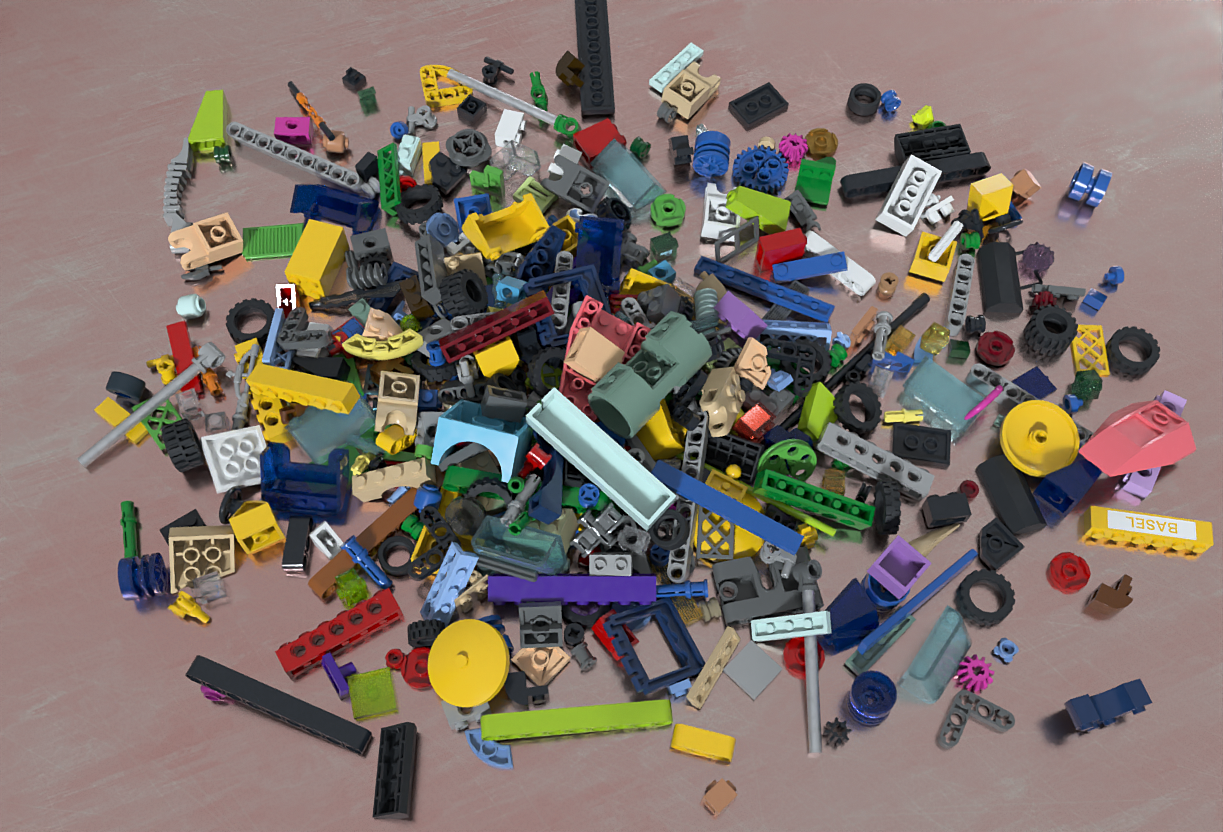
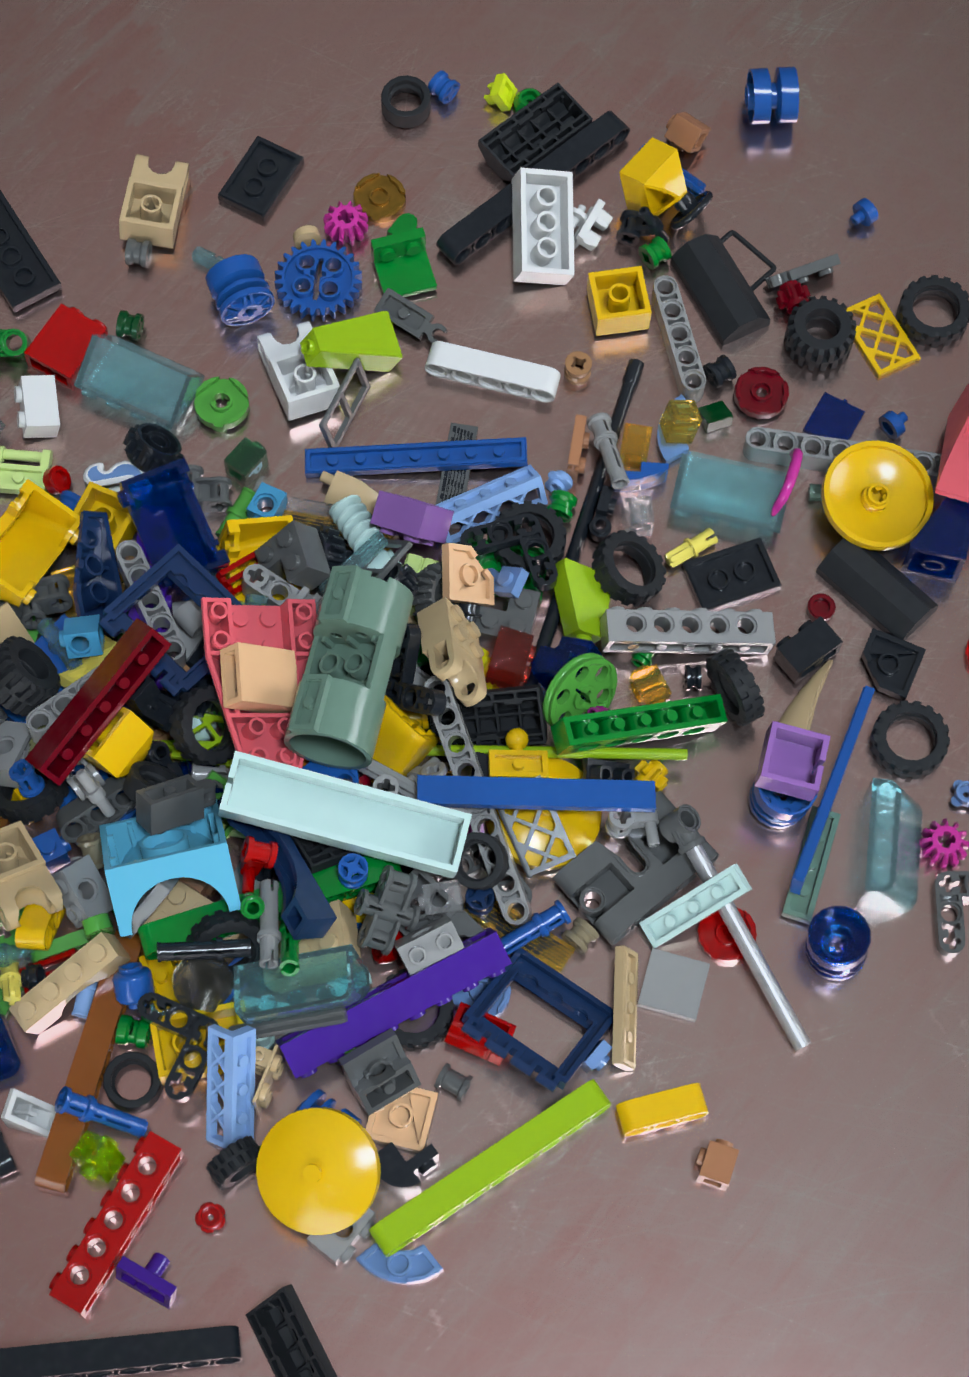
camera: 30 degrees left, 5 degrees up
(372, 693) = (207, 1277): clear neon green plate -> none
(415, 668) = (247, 1213): red tile -> none
(474, 495) = (199, 950): none -> black pin
(552, 207) = (56, 480): none -> red tile
(573, 180) = (69, 426): dark grey brick -> none
(574, 639) = (424, 1067): black wheel -> none
(675, 66) = (112, 174): light aqua plate -> none
(680, 149) = (190, 303): black brick -> none
(780, 248) = (411, 389): red brick -> none
(809, 267) = (463, 396): blue plate -> none
(833, 736) = (816, 999): black gear -> none
(851, 617) = (763, 852): clear blue slope -> none
(945, 241) = (626, 273): white axle -> none
(1038, 257) = (754, 234): clear purple gear -> none
(1087, 385) = (901, 389): clear green brick -> none
(1095, 299) = (854, 258): blue slope -> none

